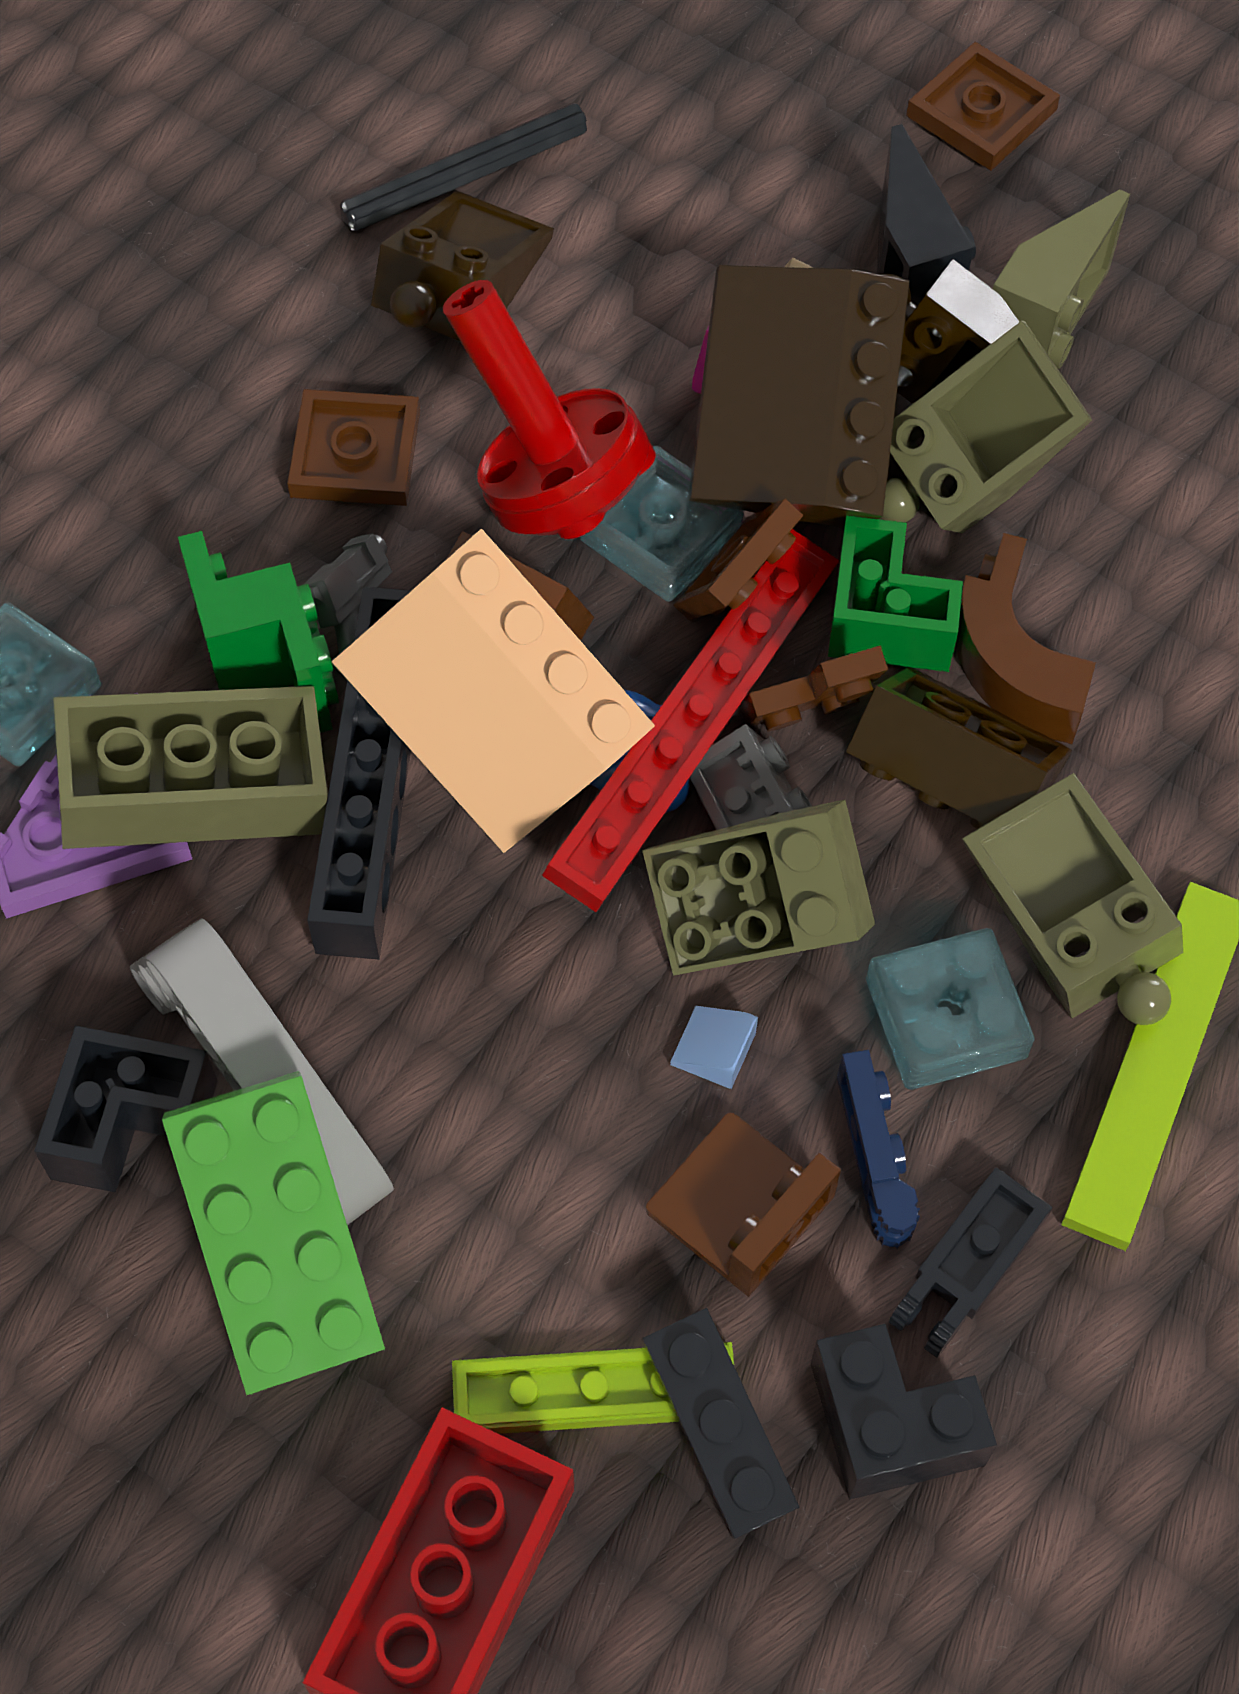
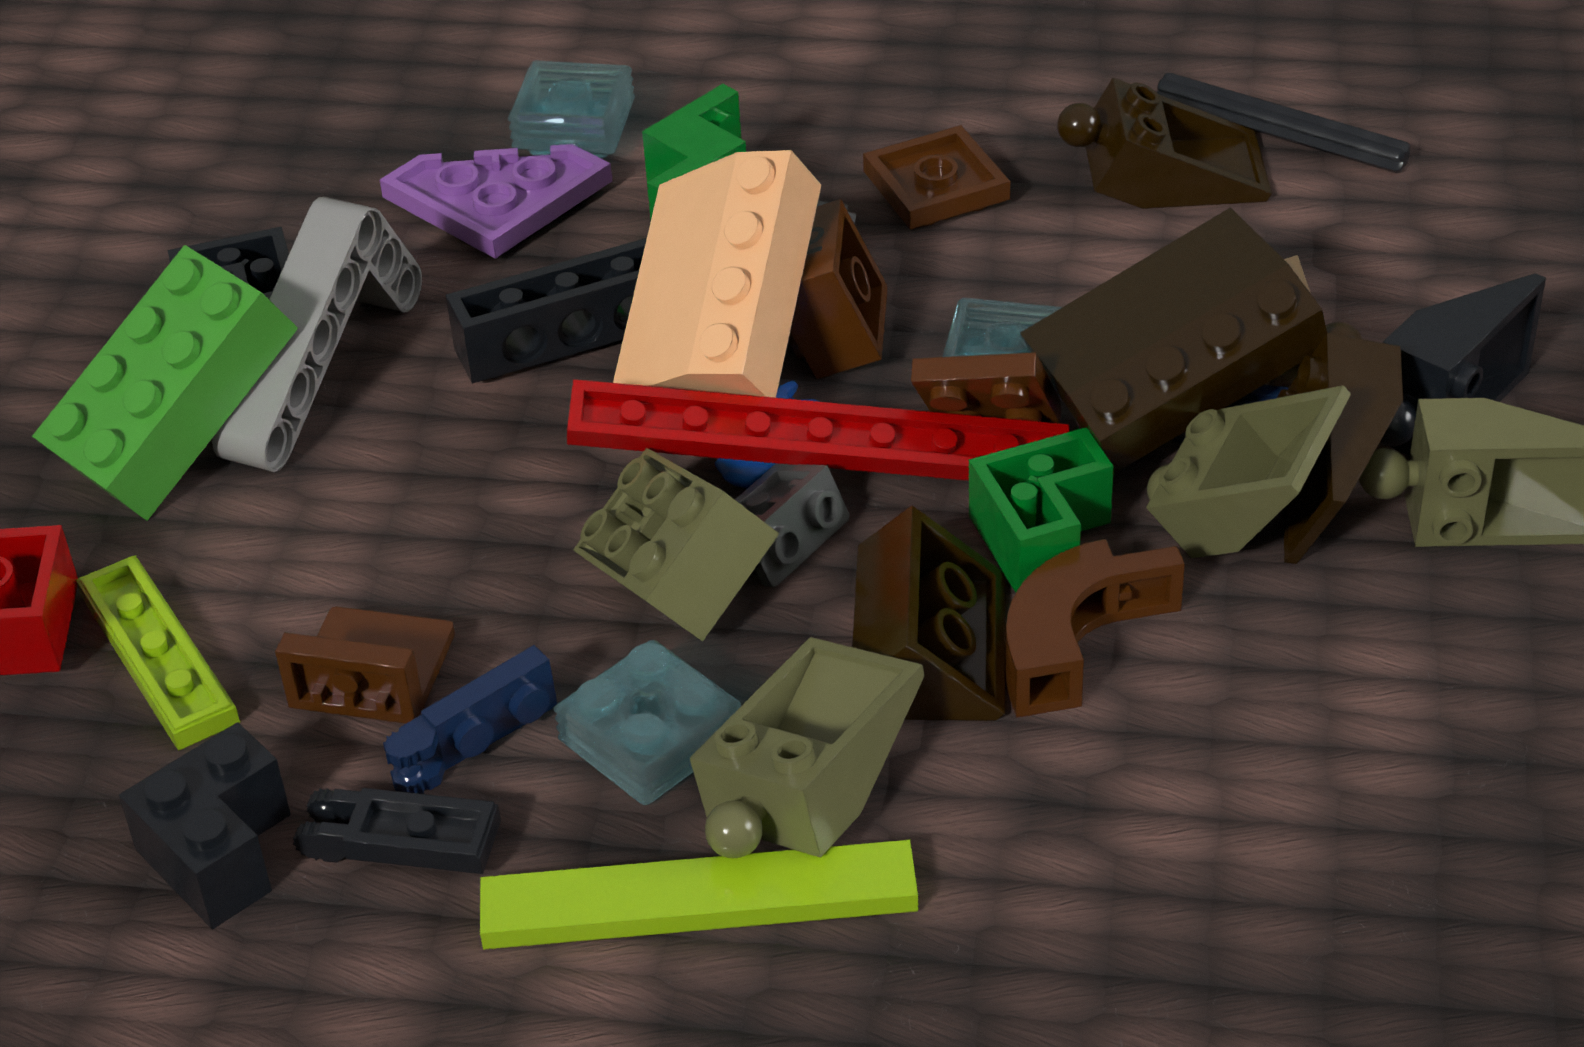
camera: 65 degrees right, 20 degrees down
(189, 766) = (535, 179): olive brick -> none
(561, 454) = (1001, 256): red piece -> none
(715, 1044) = (517, 599): light blue slope -> none
(720, 1423) = (150, 719): black plate -> none
(831, 684) = (895, 484): reddish brown plate -> none

